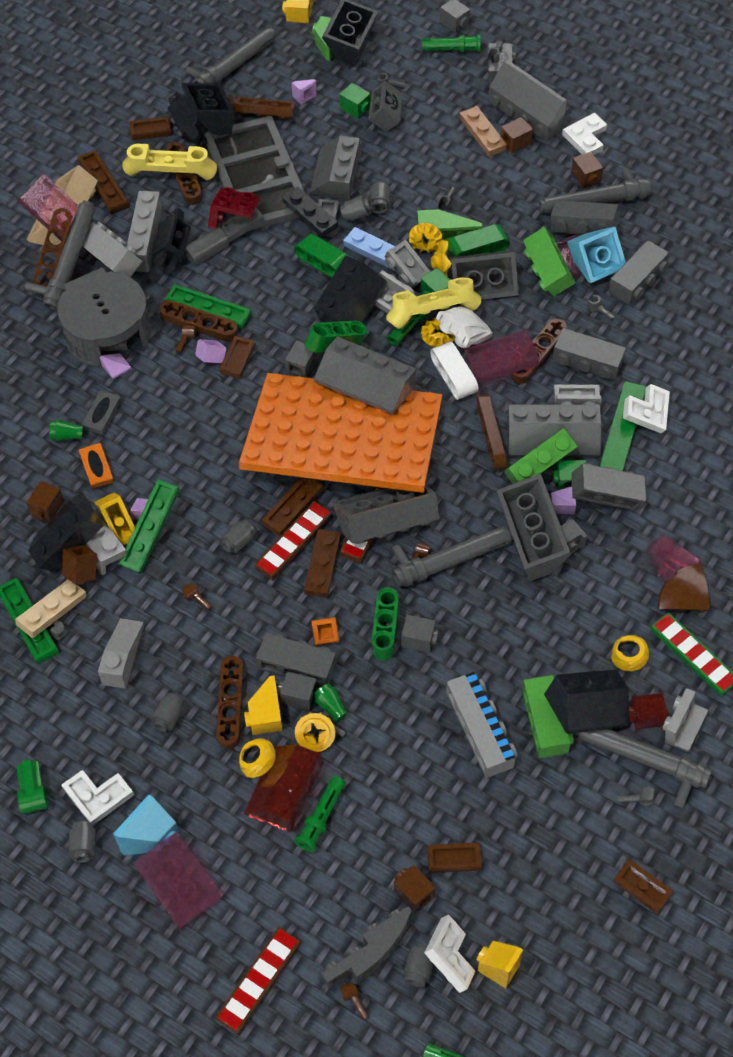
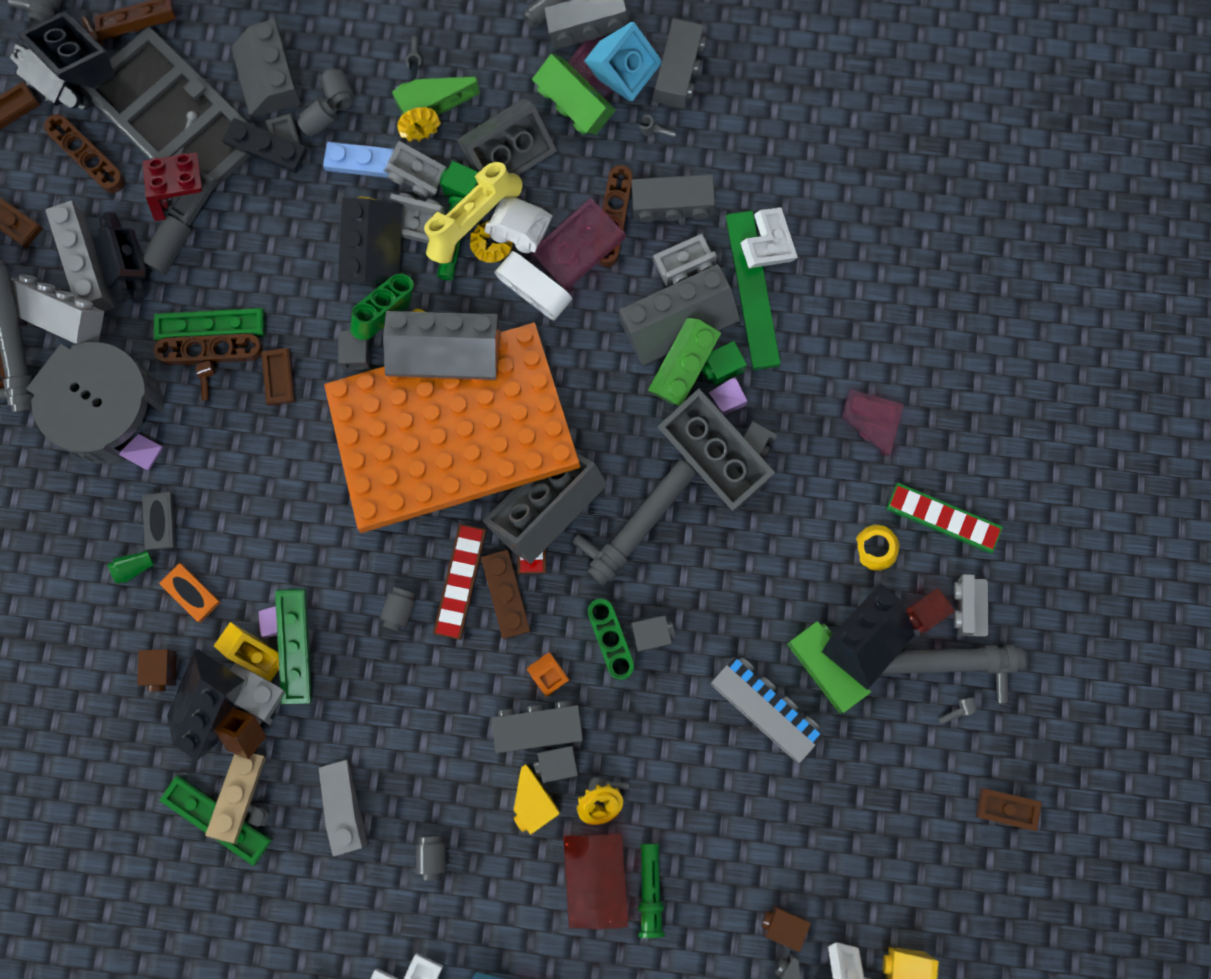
camera: 25 degrees left, 20 degrees up
(191, 591) = (379, 700): reddish brown hand -> none
(194, 161) = (87, 138): light yellow plate -> none
(210, 351) = (243, 384): lavender slope -> none
(233, 702) = (484, 811): reddish brown beam -> none
(263, 763) = (562, 855): yellow piece -> none
(292, 505) = (437, 544): reddish brown plate -> none
(319, 254) = (309, 199): green beam -> none
(329, 700) = (596, 758): green cone -> none
(422, 550) = (606, 529): reddish brown hand -> none
(440, 258) = (449, 147): yellow plate -> none
(454, 857) = (807, 869): reddish brown tile -> none
(479, 241) = (481, 102): green beam -> none
(491, 432) = (611, 346): reddish brown beam -> none
(608, 486) = (772, 363): brick -> none
(685, 591) = (905, 450): reddish brown brick -> none

